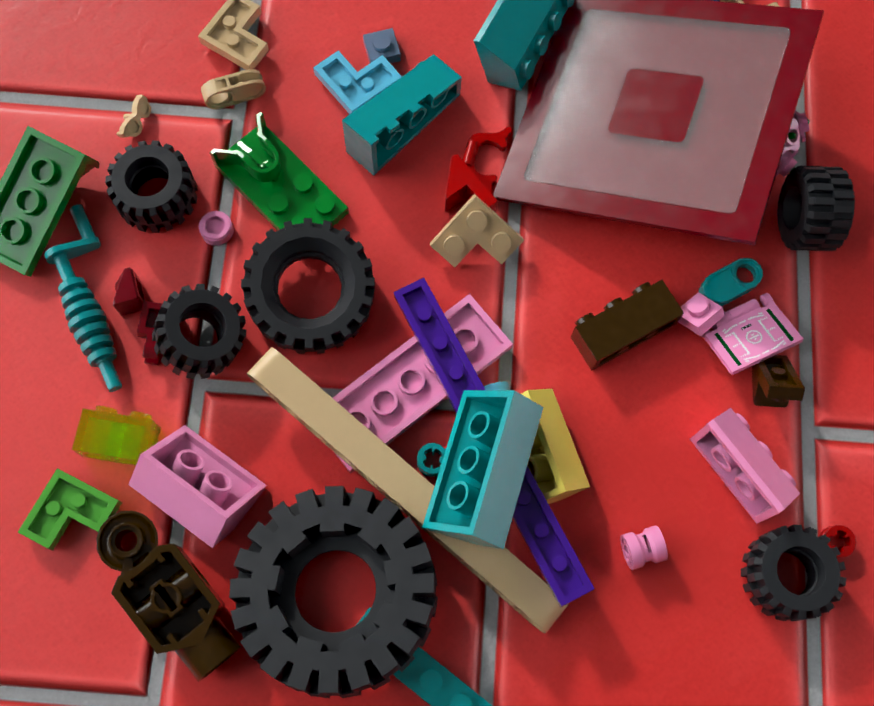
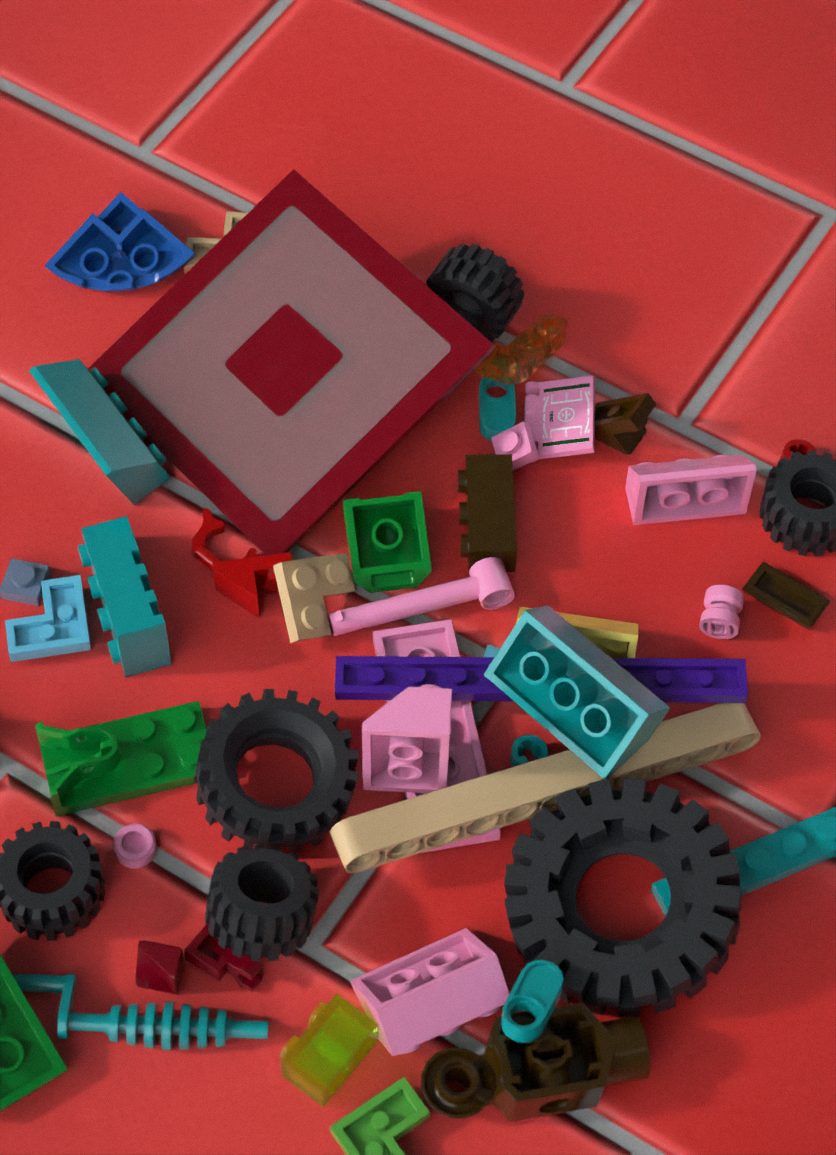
camera: 60 degrees left, 15 degrees down
(204, 564) = (534, 992): none -> teal piece
(365, 364) = (408, 742): none -> bright pink slope
(553, 263) = (387, 541): none -> green slope
(561, 355) = (486, 582): none -> bright pink piece
(694, 593) = (786, 595): none -> dark brown tile
(821, 283) = (517, 361): none -> clear orange beam

